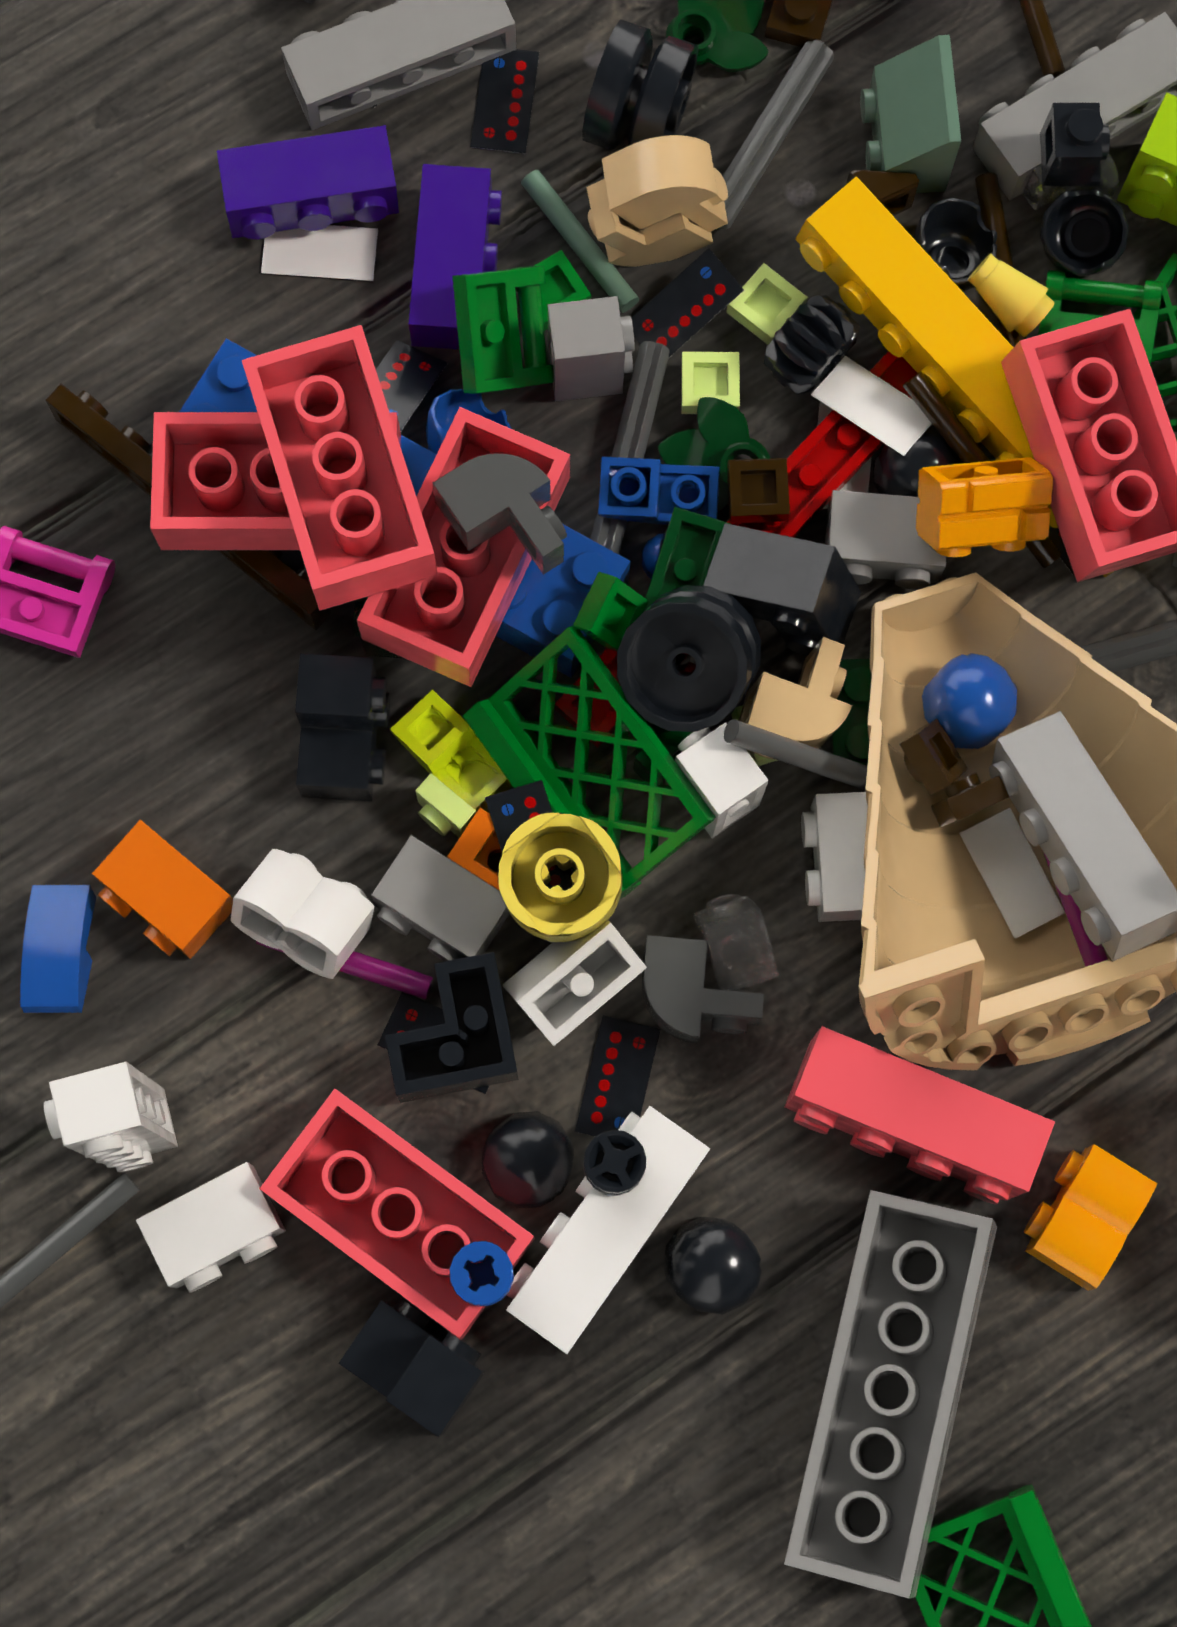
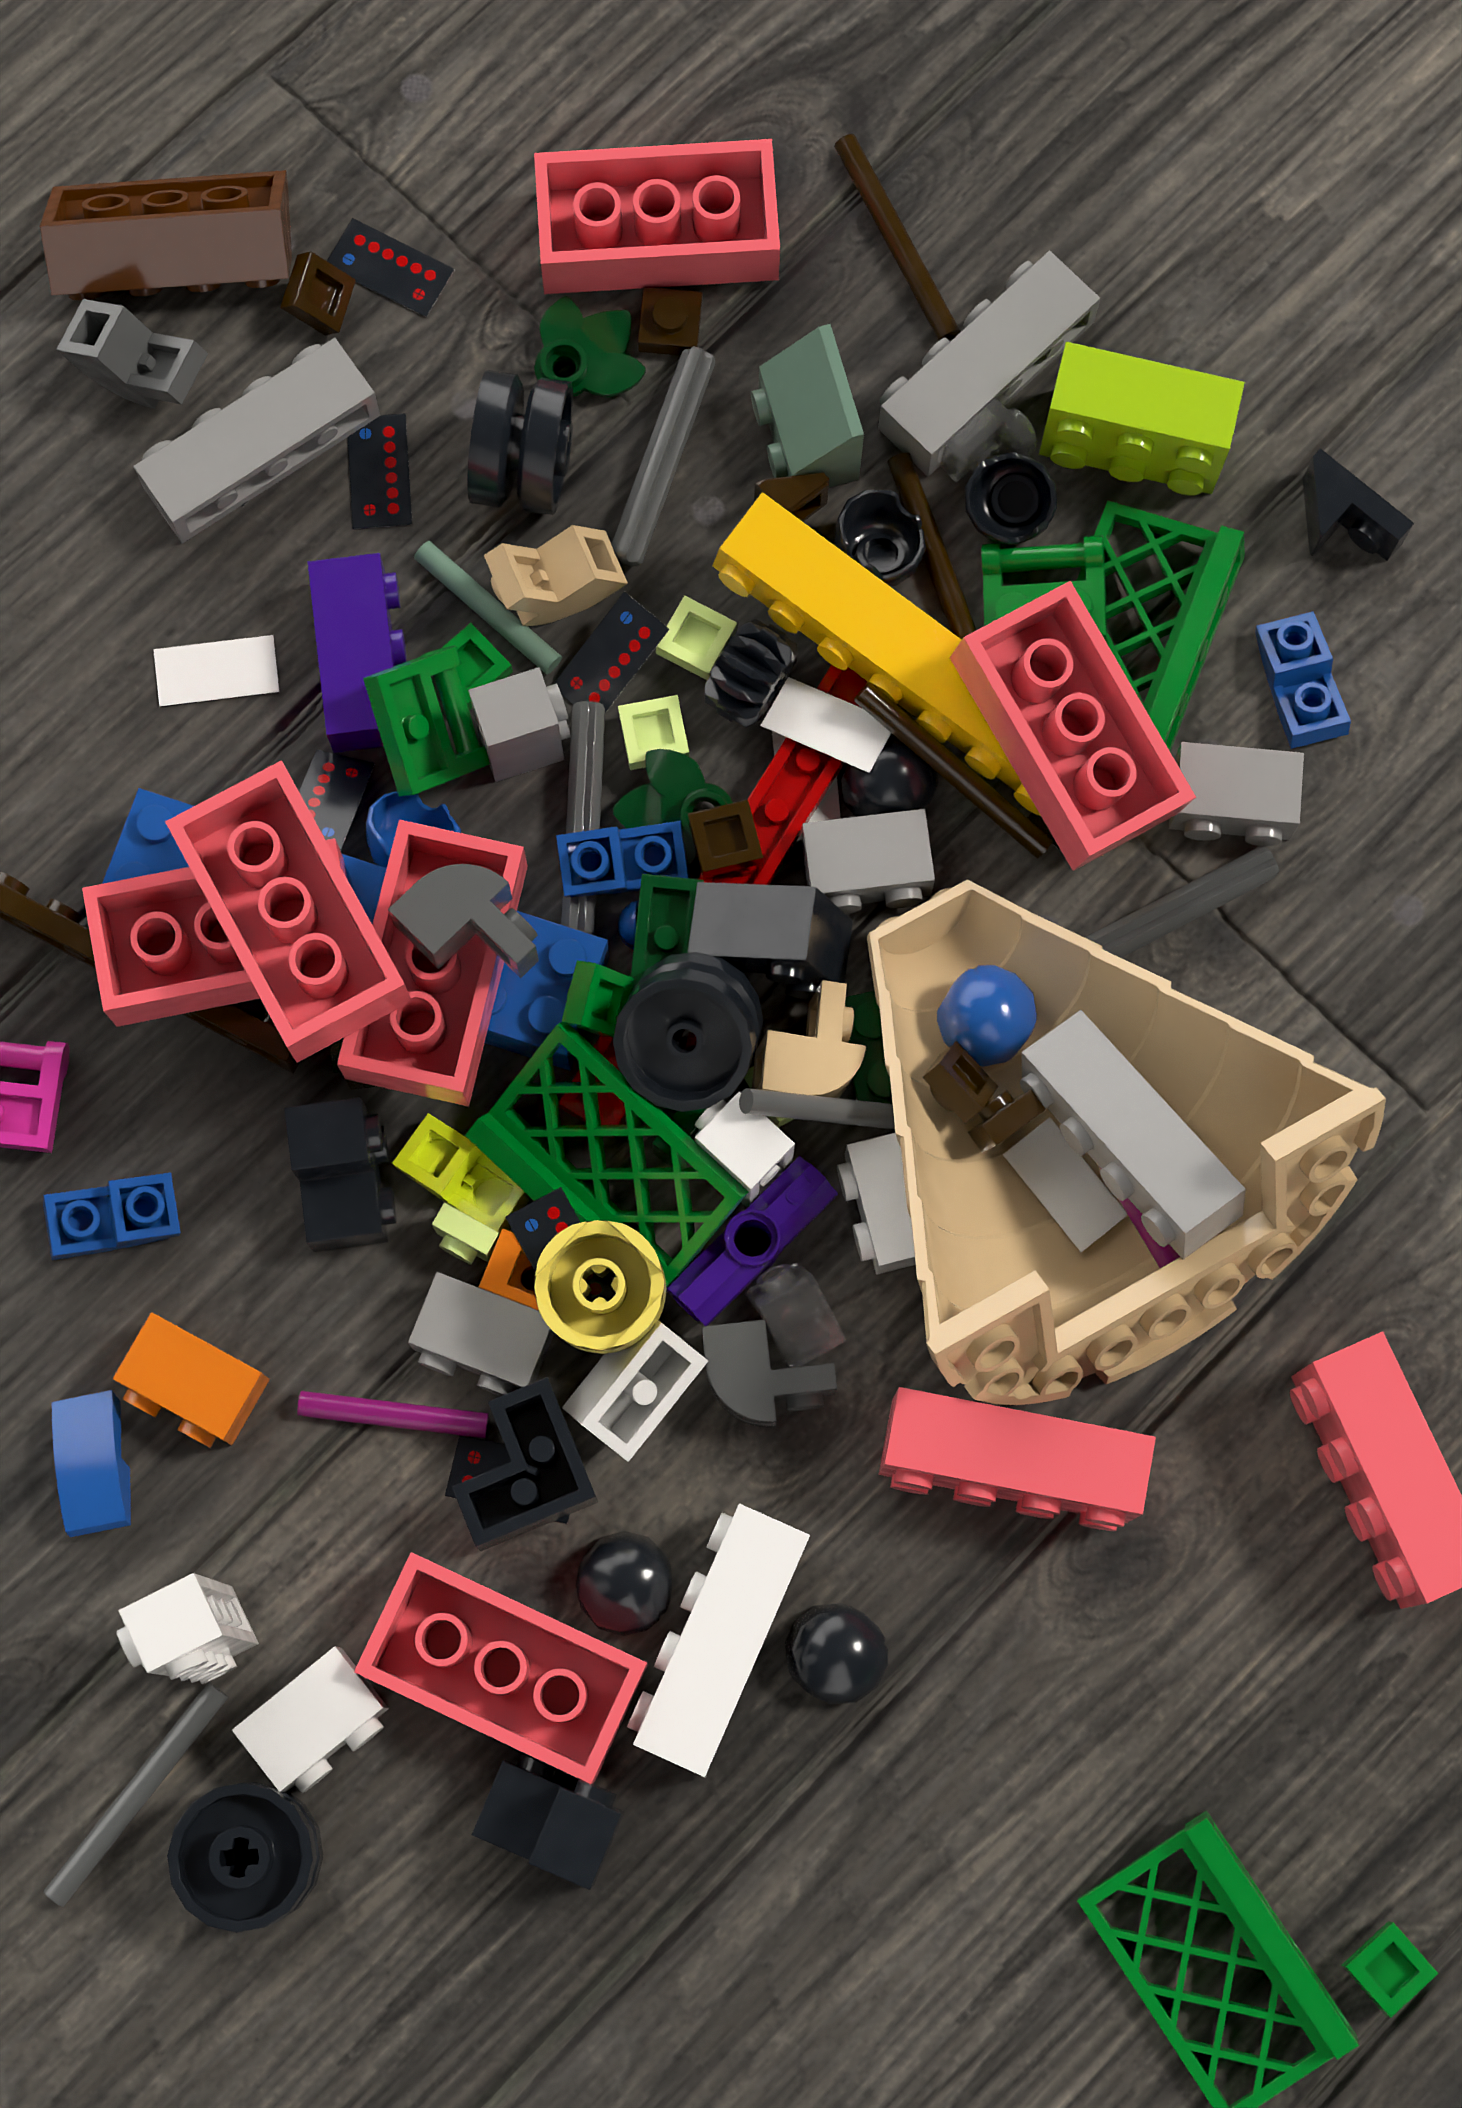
camera: 10 degrees left, 0 degrees up
(88, 1333) = (207, 1865): none -> black wheel
(122, 727) = (111, 1216): none -> blue slope
(302, 912) = (340, 1374): white brick -> none
(308, 182) = (190, 603): dark purple brick -> none
(485, 1287) = (610, 1716): blue wheel -> none
(617, 1075) = (700, 1477): black sticker -> none
(618, 1149) = (716, 1555): black wheel -> none
(665, 179) = (563, 532): tan brick -> none
(739, 845) = (779, 1212): none -> dark purple piece
(891, 1394) = (1045, 1749): light grey brick -> none
(984, 505) = (961, 810): light orange brick -> none
(1011, 295) = (948, 581): light yellow cone -> none
(1073, 145) = (981, 413): black brick -> none
(1089, 1216) = (1211, 1524): light orange brick -> none

